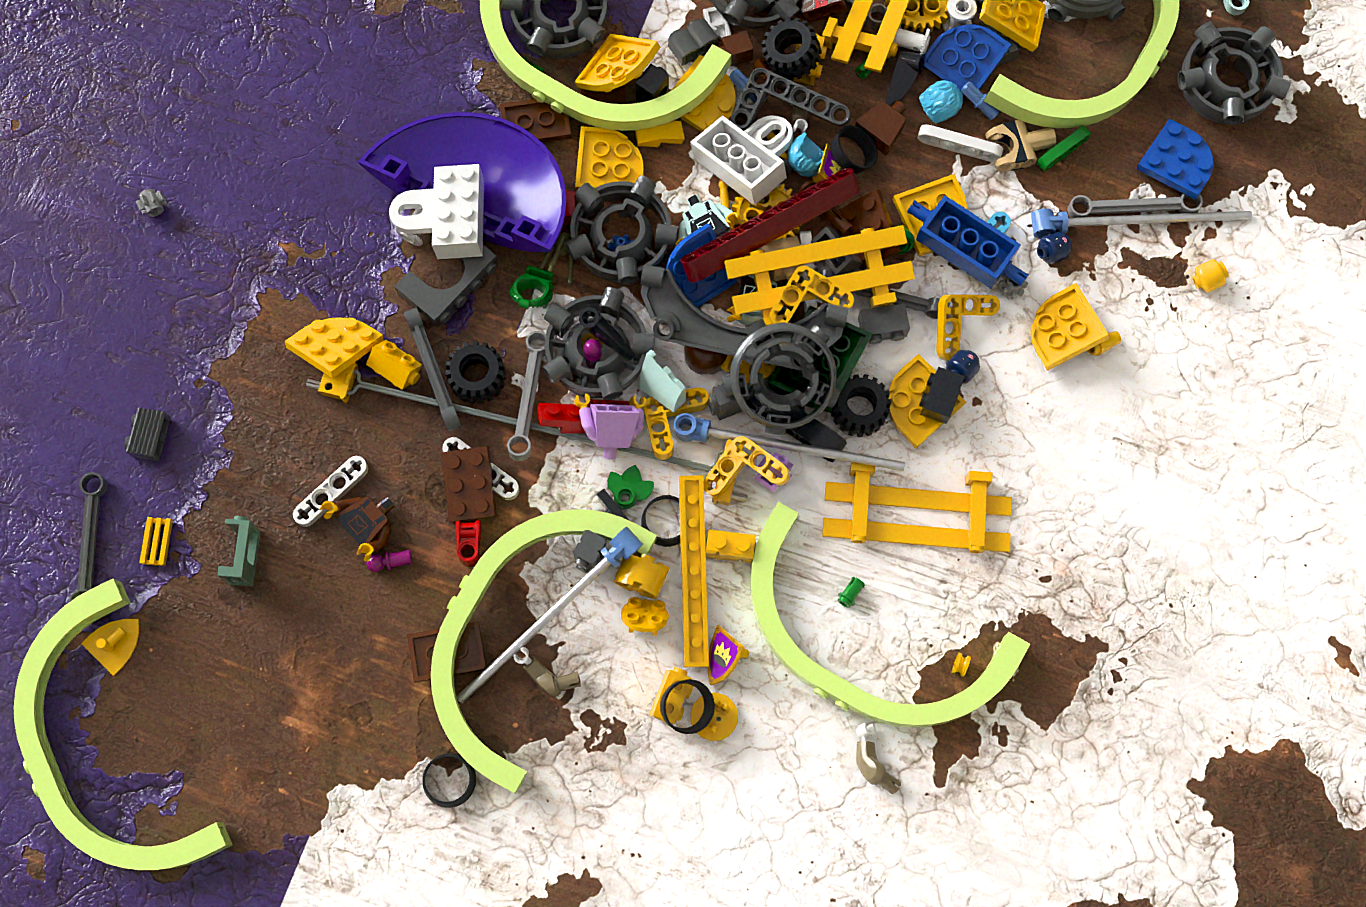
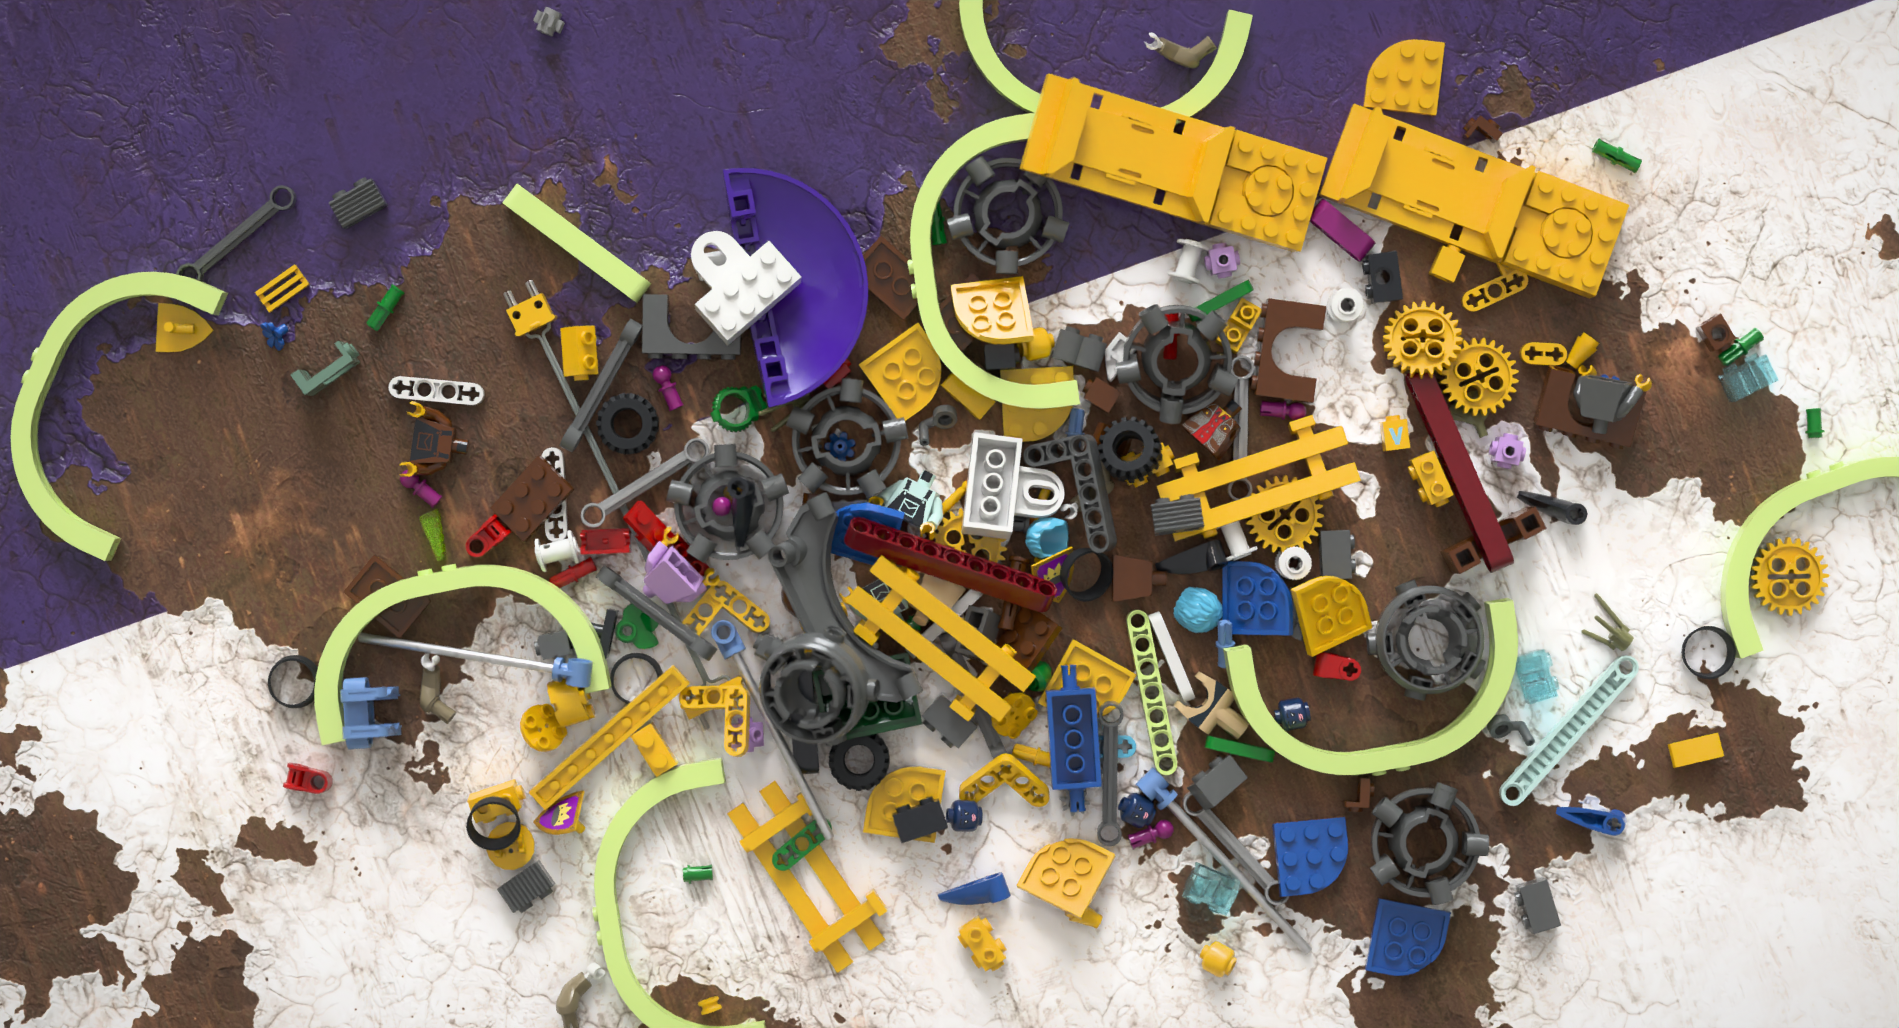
camera: 50 degrees right, 15 degrees up
(183, 574) = (274, 334): none -> blue plant
(238, 477) = (385, 307): none -> green axle
(317, 306) = (576, 243): none -> yellowish green beam
(333, 343) = (555, 287): yellow plate -> none
(426, 575) = (433, 529): none -> clear neon green slope
(463, 324) = (662, 376): none -> magenta pin
(522, 497) = (557, 551): none -> white hose
(525, 748) = (359, 713): none -> medium blue piece
(529, 833) = (302, 779): none -> red piece
(547, 459) = (605, 541): none -> red hinge
(550, 497) = (573, 573): none -> red axle
(661, 384) = (740, 586): light aqua slope -> none
(665, 164) = (943, 417): none -> dark grey plate
(667, 60) = (1039, 348): none -> yellow head
(679, 443) = (658, 614): none -> dark grey piece
(756, 729) = (526, 887): none -> dark grey brick
(811, 288) = (917, 643): yellow beam -> none
(865, 52) = (1177, 515): none -> dark grey brick
(897, 514) = (792, 860): none -> green beam
(922, 283) = (1018, 717): none -> yellow plate
(958, 285) = (1031, 754): none -> yellow axle
(968, 165) = (1158, 702): none -> yellowish green beam
(1024, 252) = (1110, 773): none -> dark grey piece
(1028, 401) = (980, 891): none -> blue piece
(1056, 44) = (1331, 666): none -> red piece
(1068, 90) = (1292, 714): none -> dark blue head
(1070, 428) = (986, 950): none -> yellow brick
(1077, 177) = (1216, 782): none -> dark grey brick
(1079, 252) = (1163, 829): none -> magenta pin
(1154, 239) = (1211, 888): none -> clear light blue brick
(1162, 94) = (1364, 792): none -> reddish brown bracket
(1289, 144) = (1405, 937): none -> blue plate
(1332, 43) = (1537, 905): none -> dark grey brick

